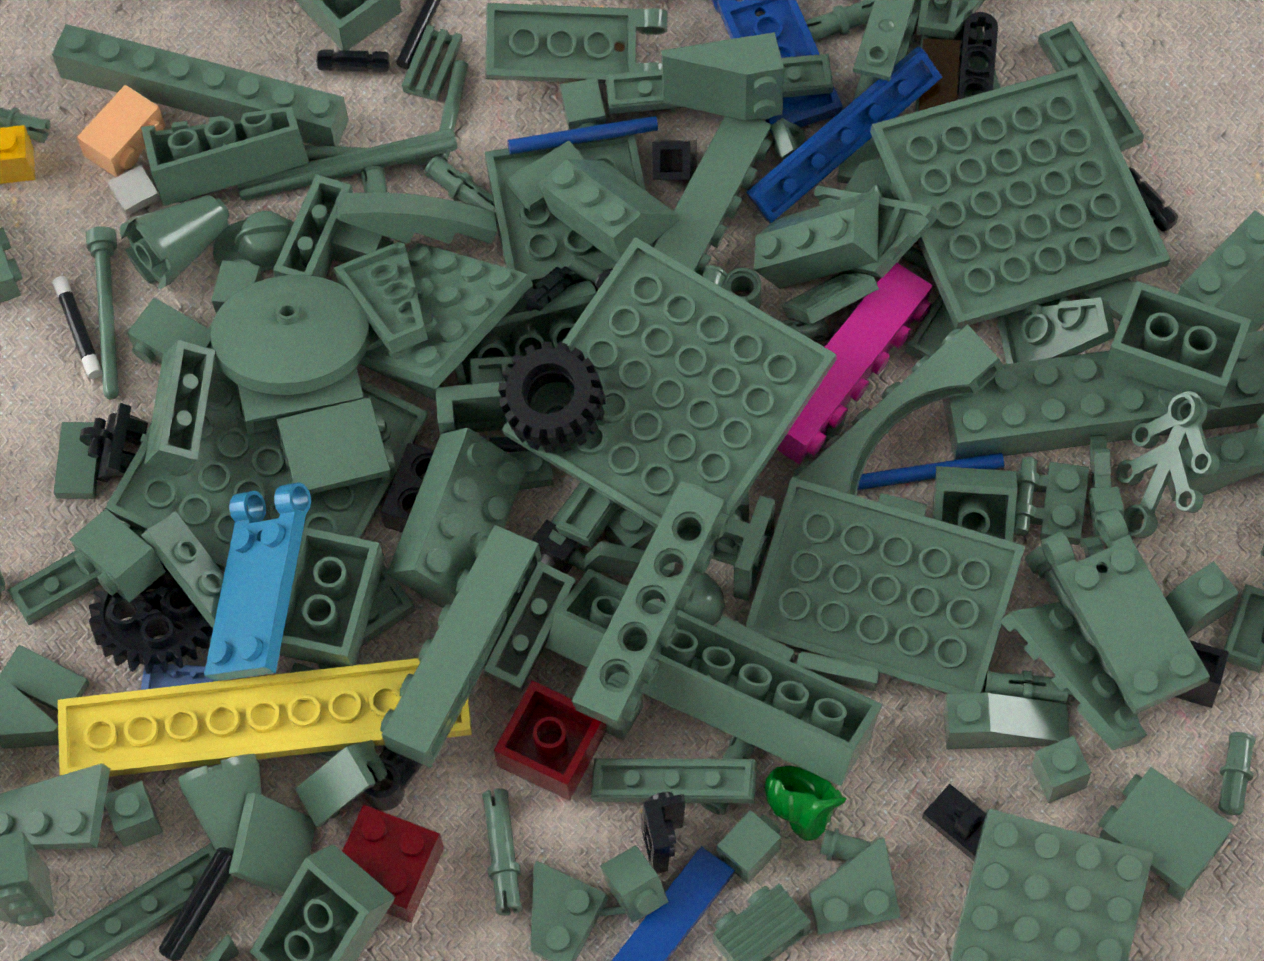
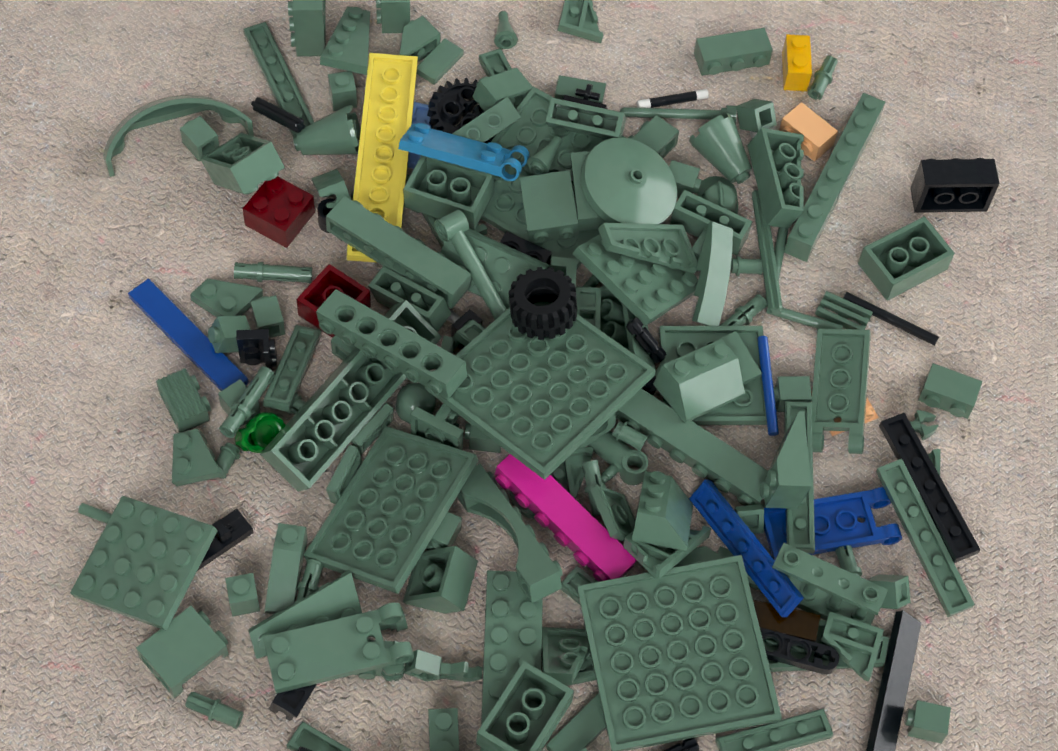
camera: 90 degrees right, 5 degrees down
(106, 197) = (756, 115): none -> sand green brick
(251, 471) = (541, 161): none -> sand green cone
(271, 843) = (303, 150): sand green tile -> none
(353, 61) = (849, 267): black axle -> none
(430, 558) = (452, 228): none -> sand green piece
(587, 839) = (268, 315): none -> sand green brick
(674, 159) = (742, 436): black brick -> none
(810, 830) = (242, 409): none -> sand green pin
(927, 471) = (480, 572): blue bar -> none
(1063, 502) = (448, 645): sand green plate -> none
(1168, 461) = (471, 715): sand green plant -> none
(1202, 599) = (341, 708): sand green slope -> none

